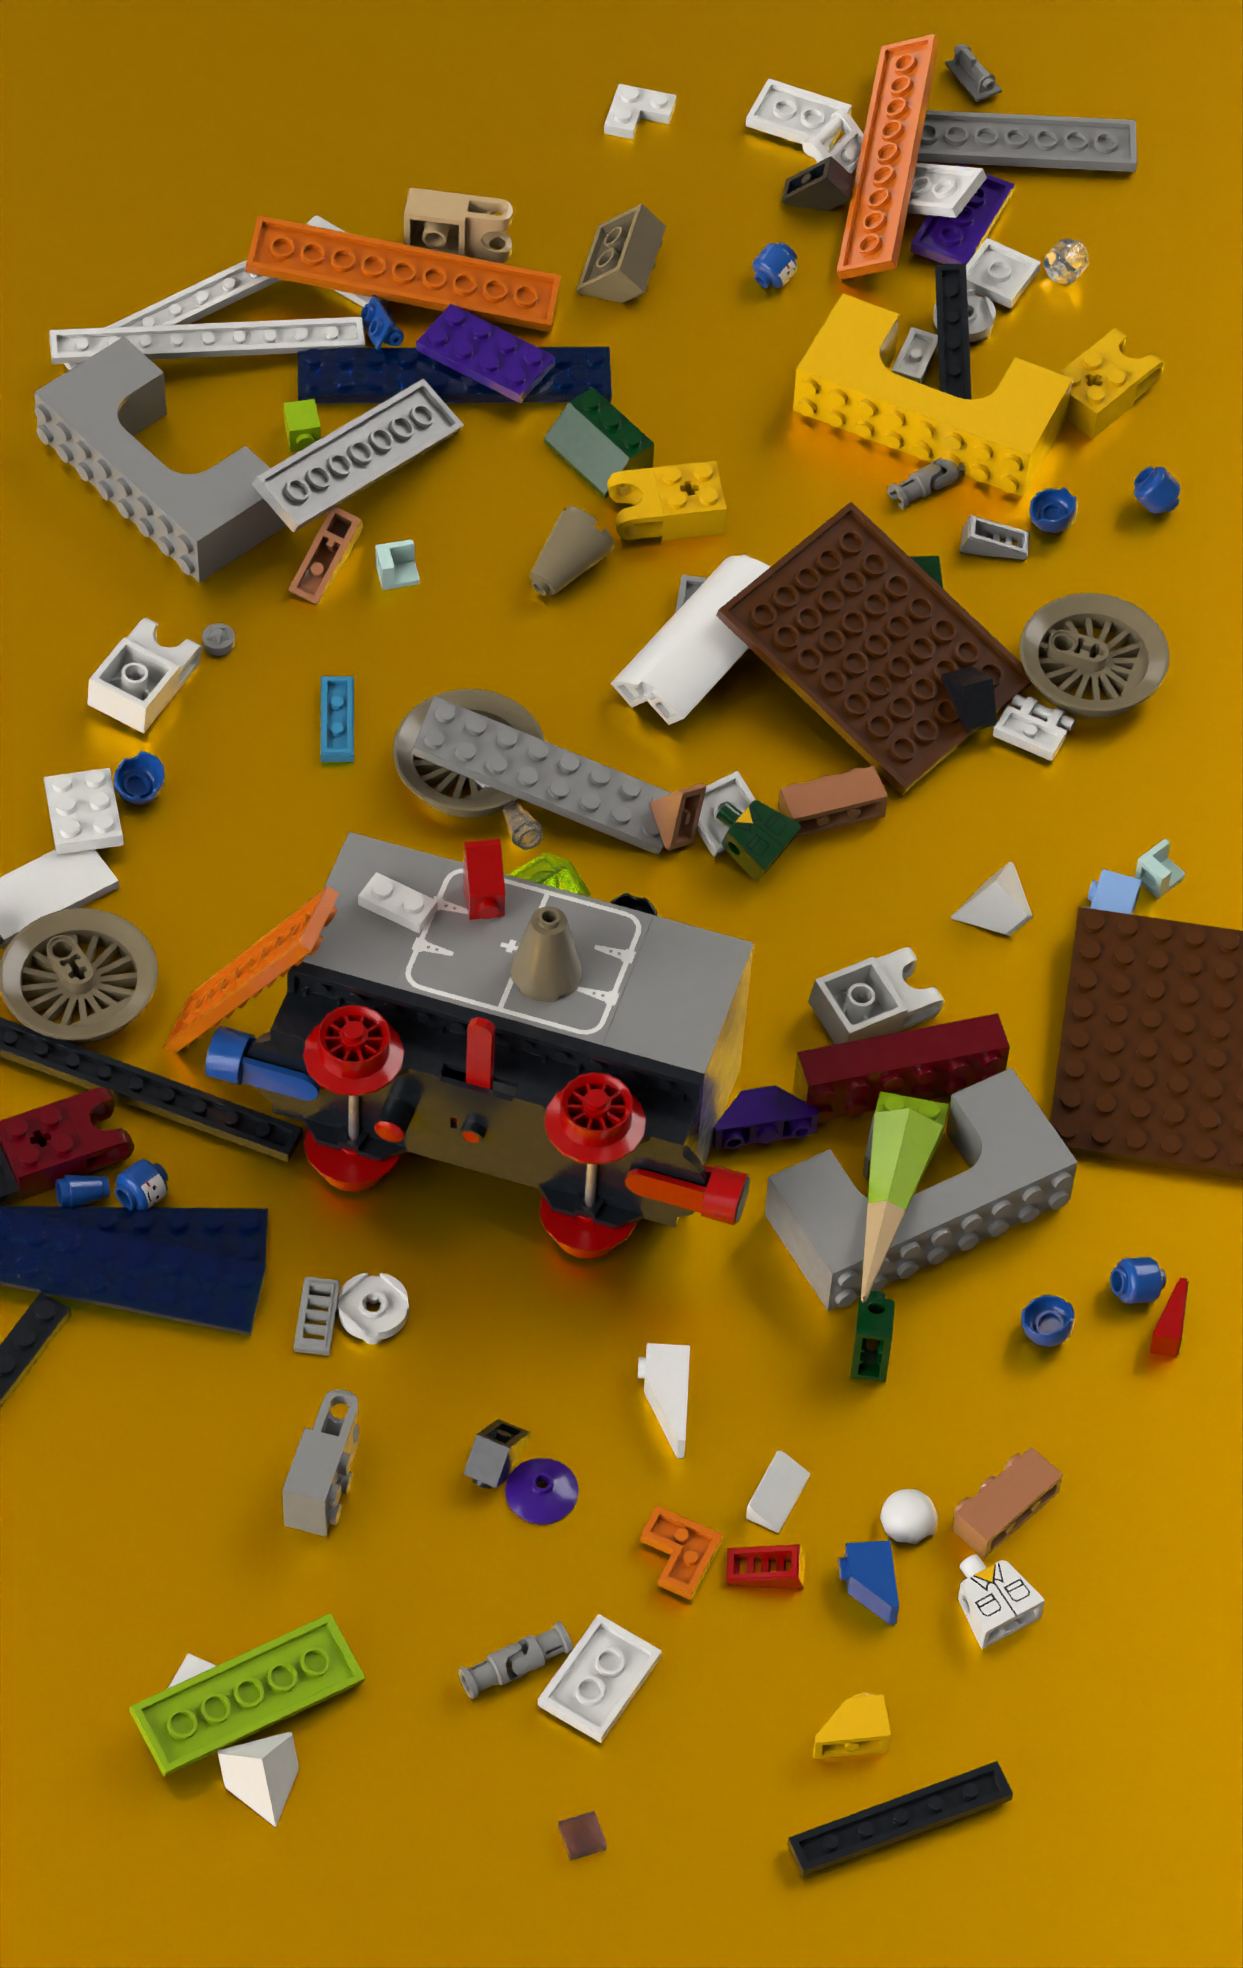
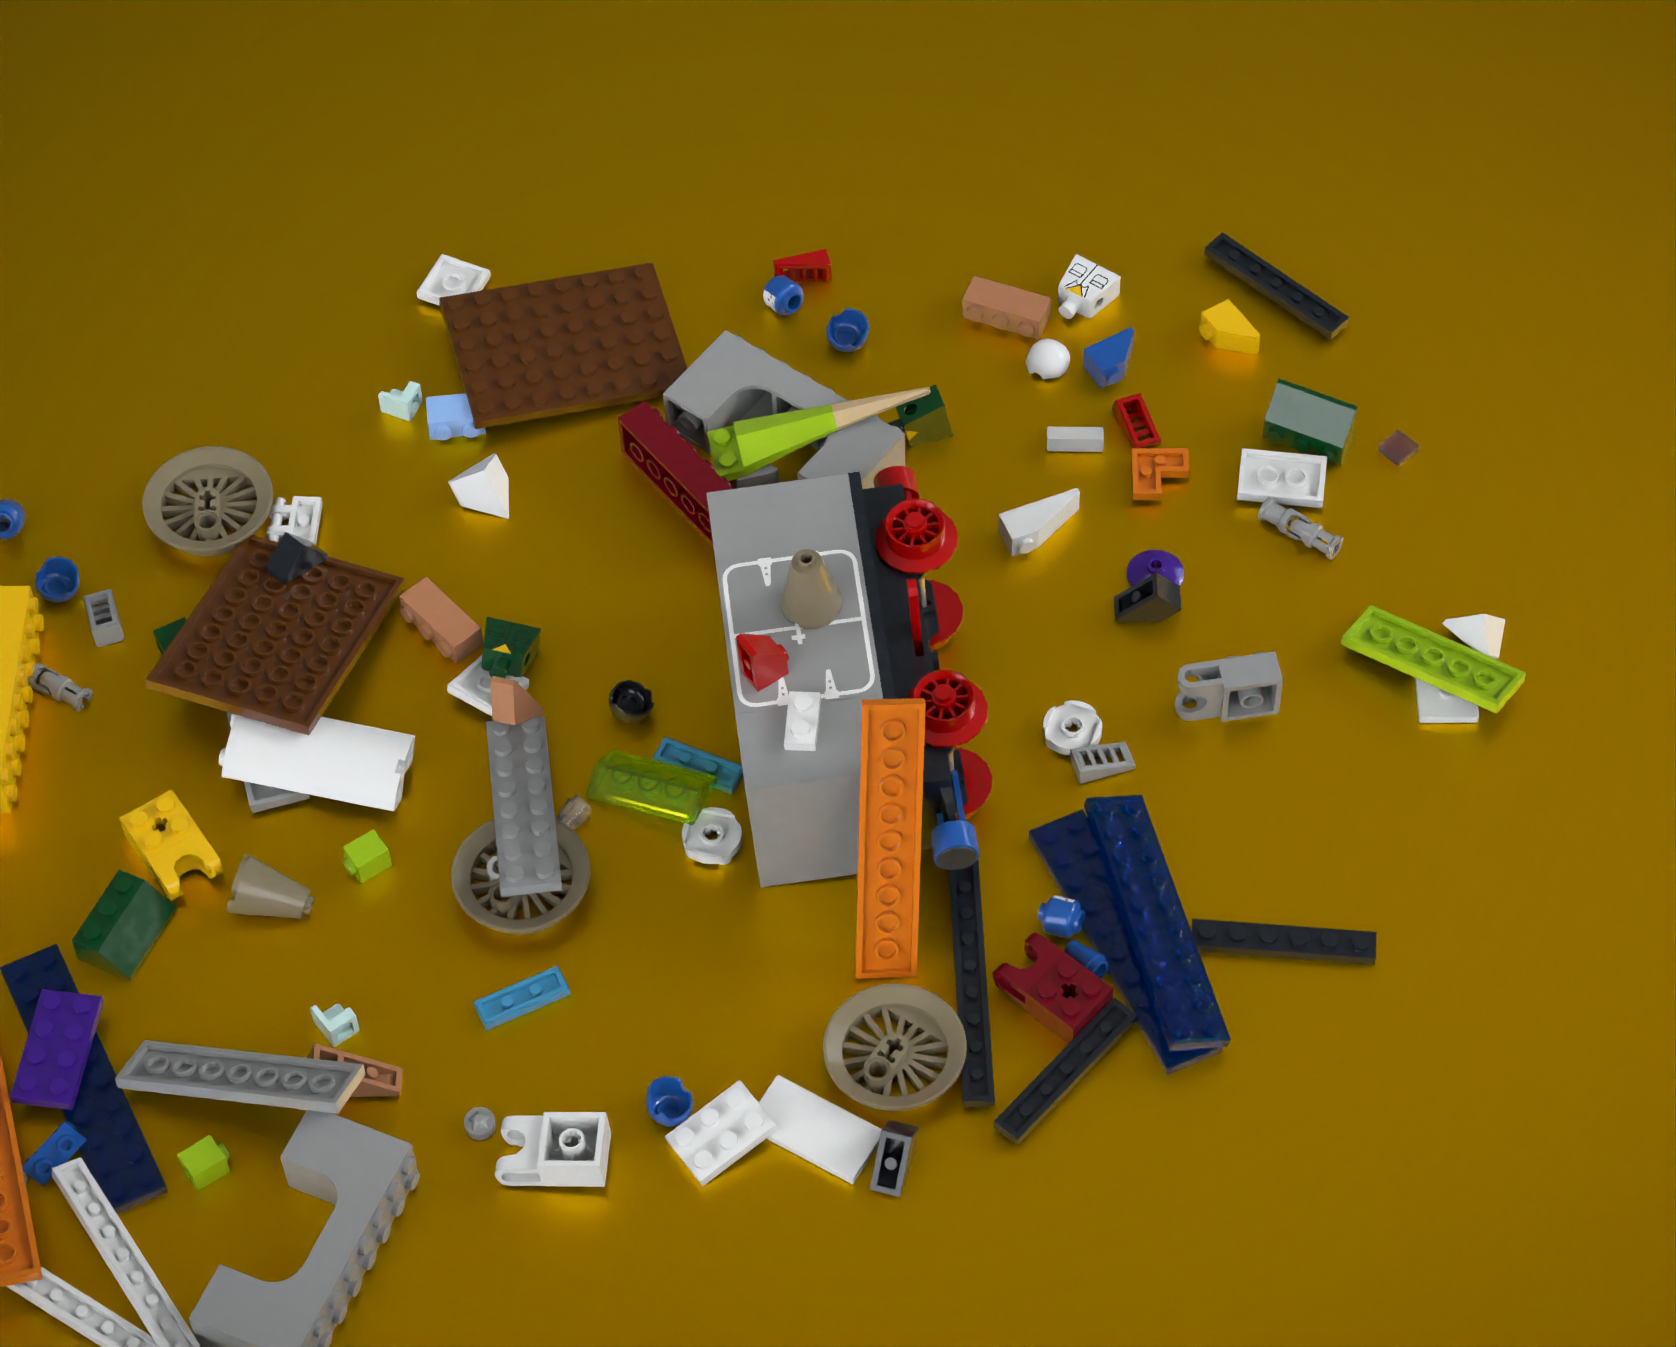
camera: 110 degrees left, 0 degrees up
(569, 647) = (366, 856): none -> lime brick
(654, 1736) = (1310, 421): none -> slope
(873, 998) = (625, 523): white brick -> none

